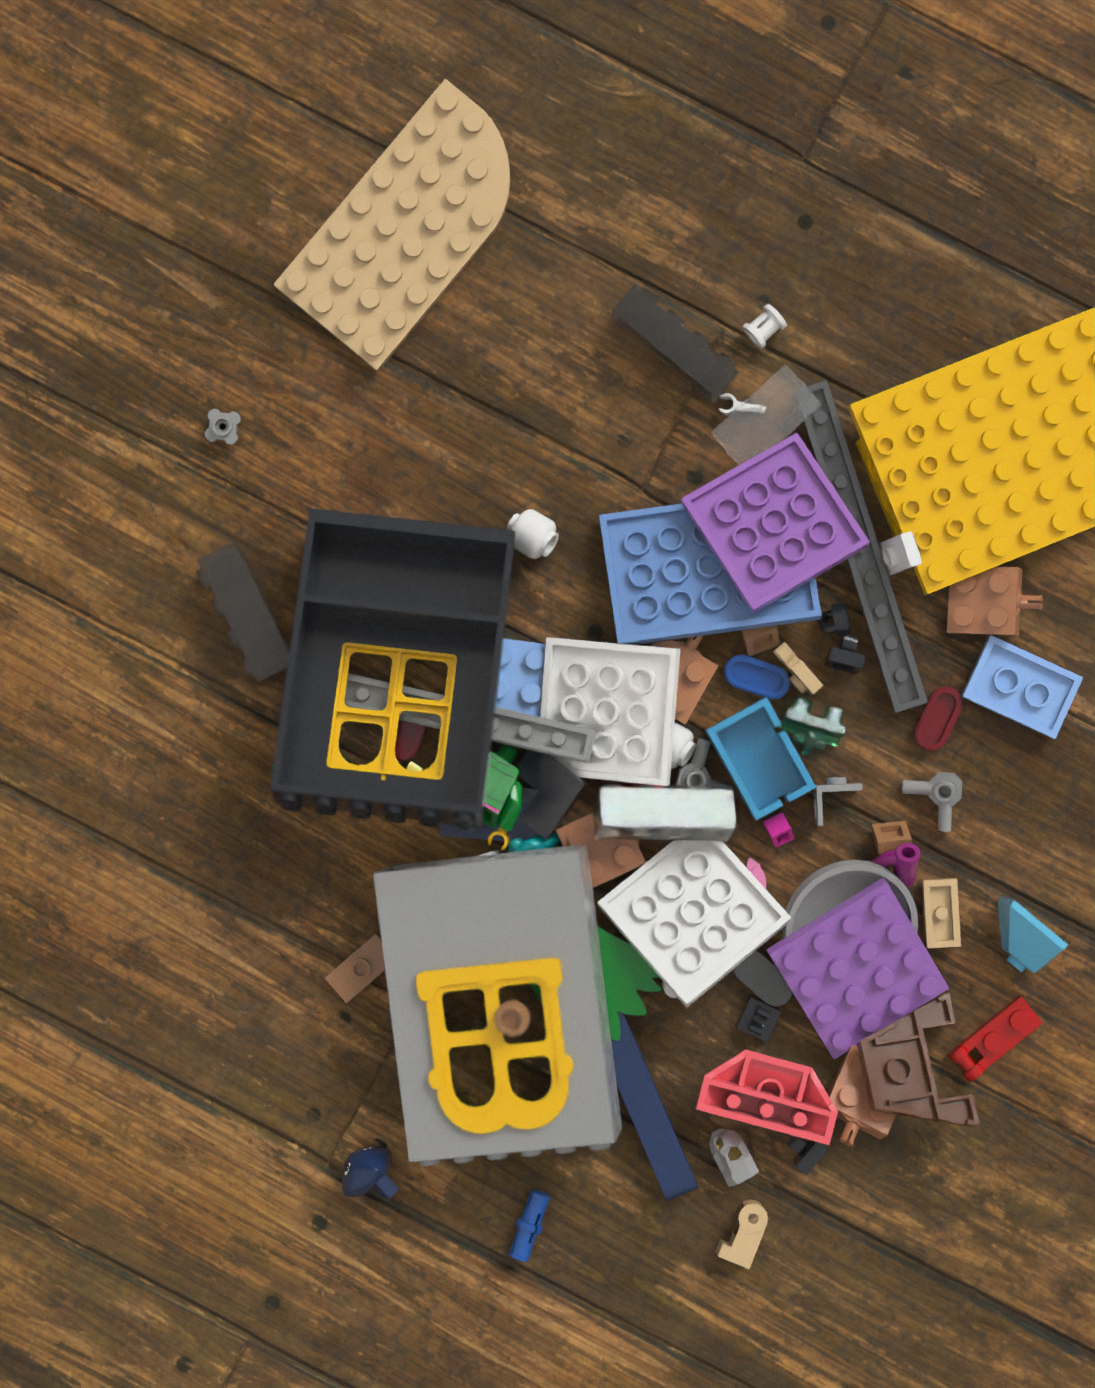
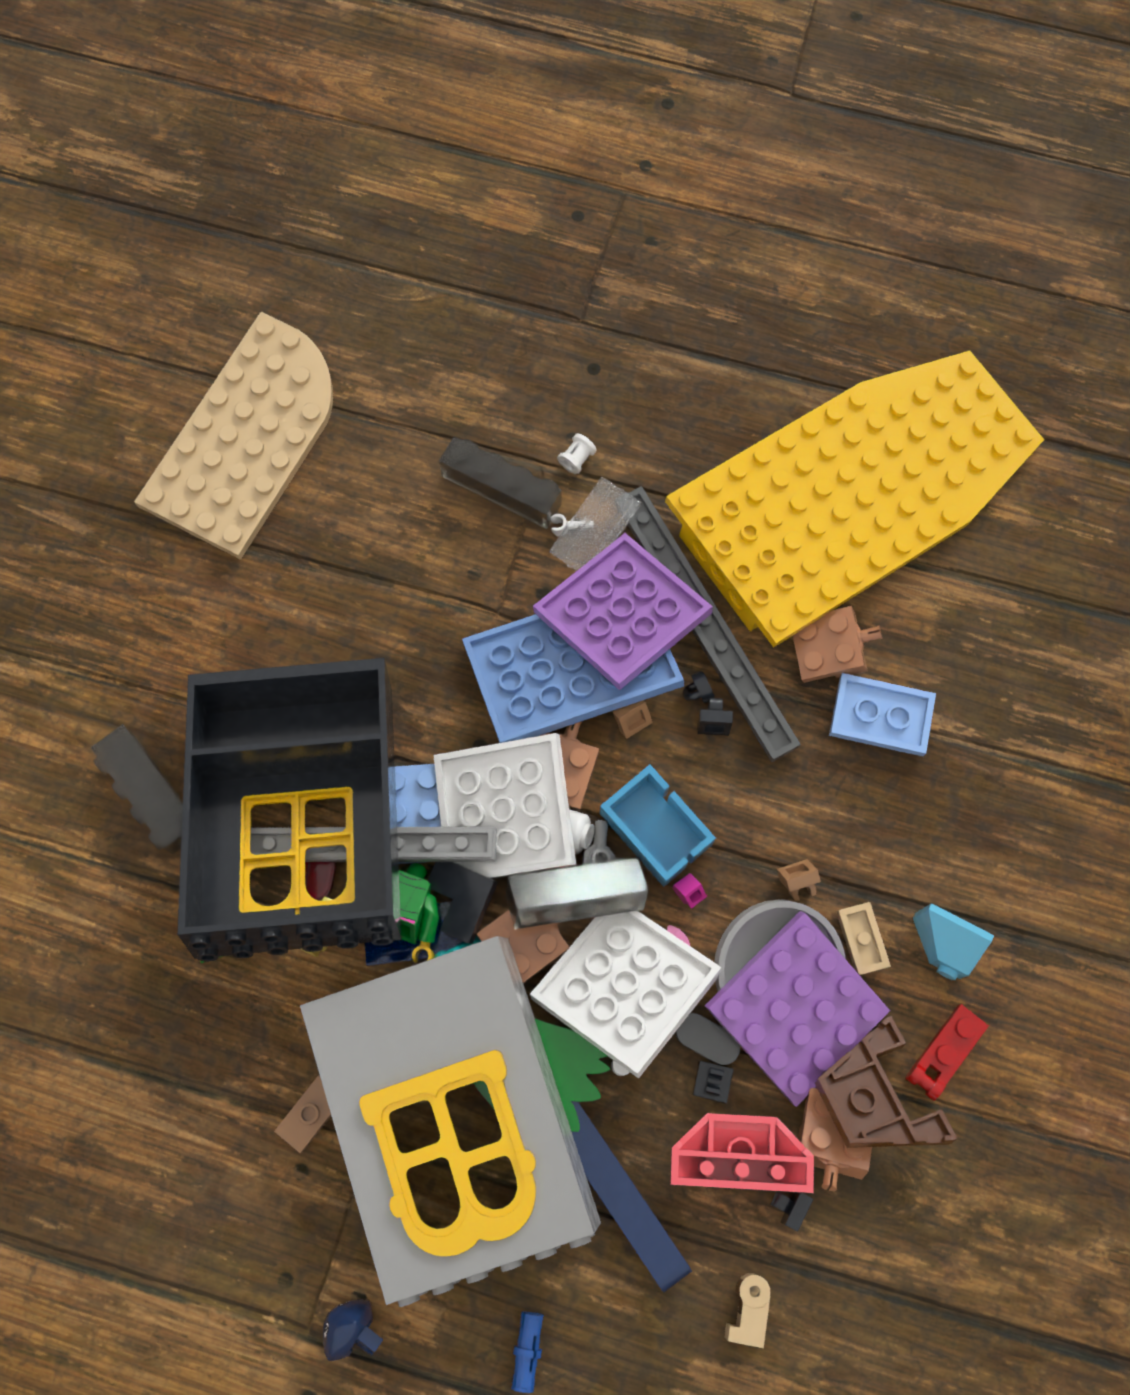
camera: 15 degrees left, 15 degrees down
(227, 435) = (108, 638): light grey plate -> none
(512, 1018) = (463, 1122): medium nougat plate -> none
(533, 533) = (406, 667): white head -> none
(732, 1156) = (718, 1229): light grey rock -> none
(756, 677) = (636, 754): blue tile -> none
(802, 676) = (678, 743): tan plate -> none
(812, 730) = (700, 789): clear green hips -> none
(832, 784) = (731, 838): light grey bracket -> none
(900, 553) = (742, 614): white plate -> none
(904, 860) = (816, 892): magenta plant -> none
(938, 718) = (813, 759): dark red tile -> none
(943, 790) = (837, 823): light grey piece -> none

